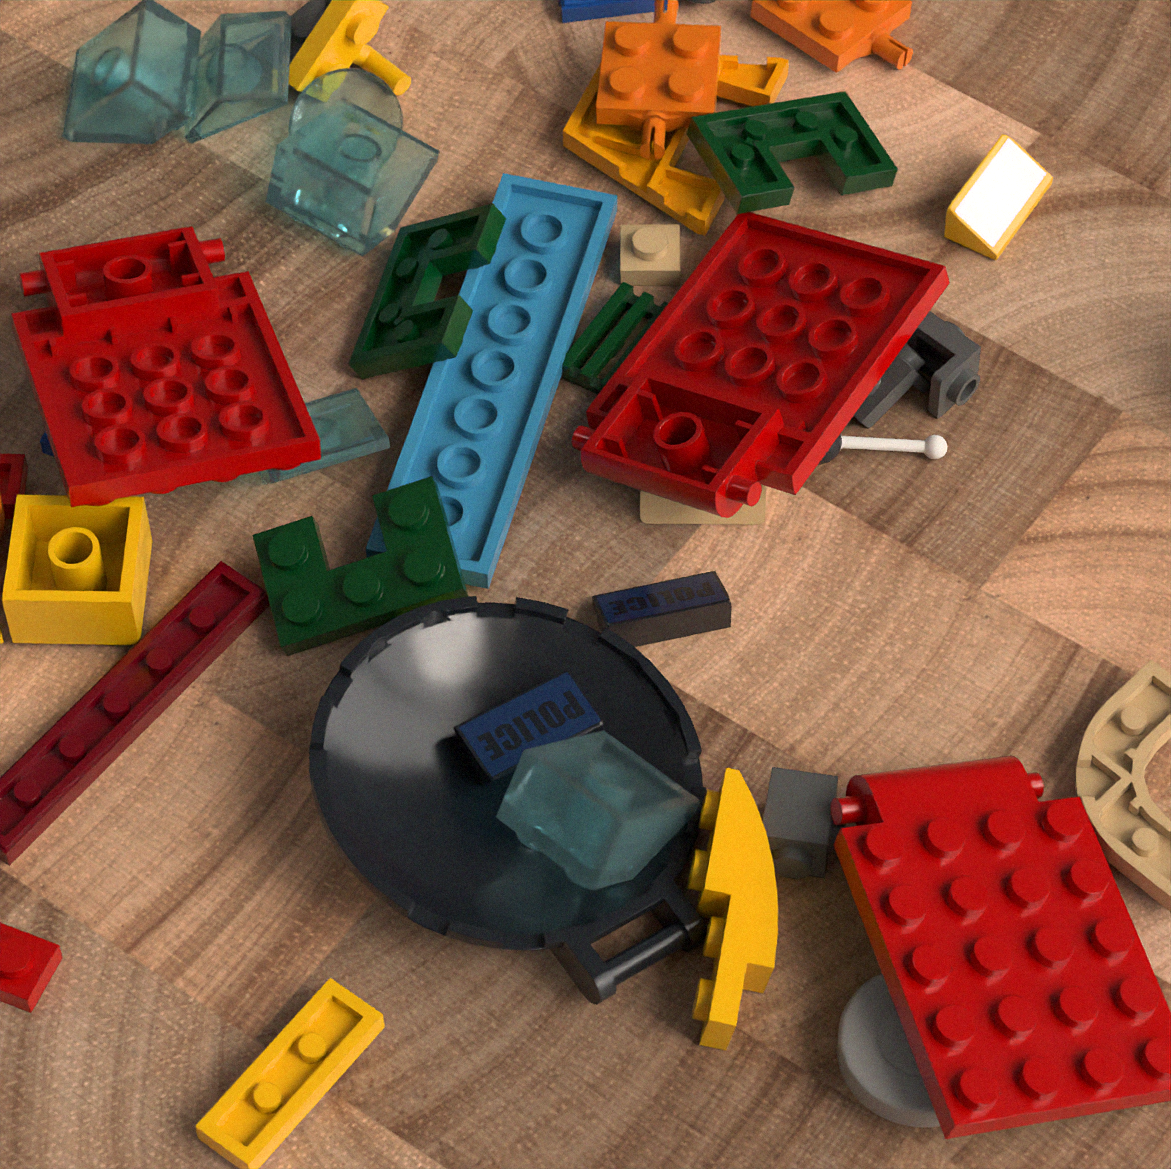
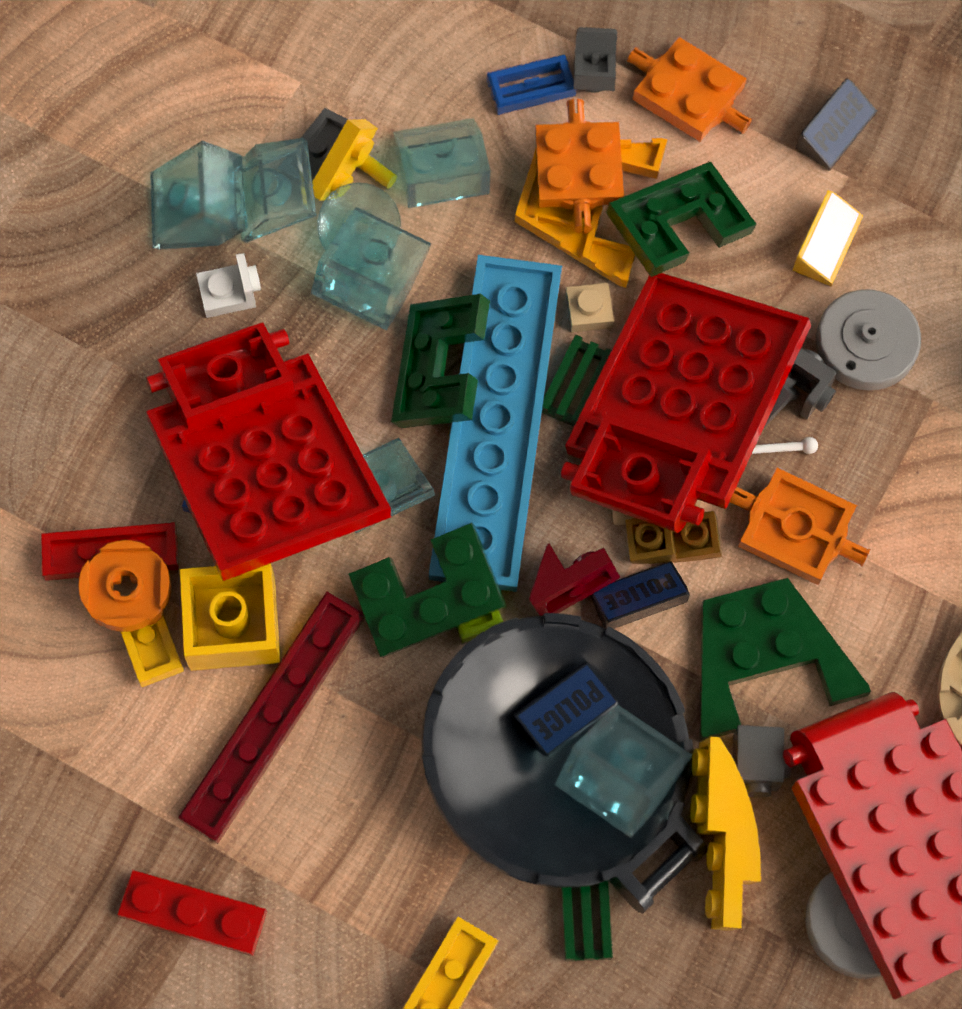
camera: 10 degrees left, 15 degrees up
(156, 190) = (229, 288): none -> white bracket
(474, 71) = (442, 162): none -> clear light blue slope
(513, 1055) = (588, 953): none -> dark green tile
(571, 572) = (561, 587): none -> dark red slope
(734, 546) = (658, 545): none -> pearl gold slope
(831, 675) = (760, 635): none -> dark green wing
(901, 540) = (798, 526): none -> orange plate
(1028, 65) = (836, 125): none -> slope
(1036, 320) = (868, 339): none -> light grey wheel

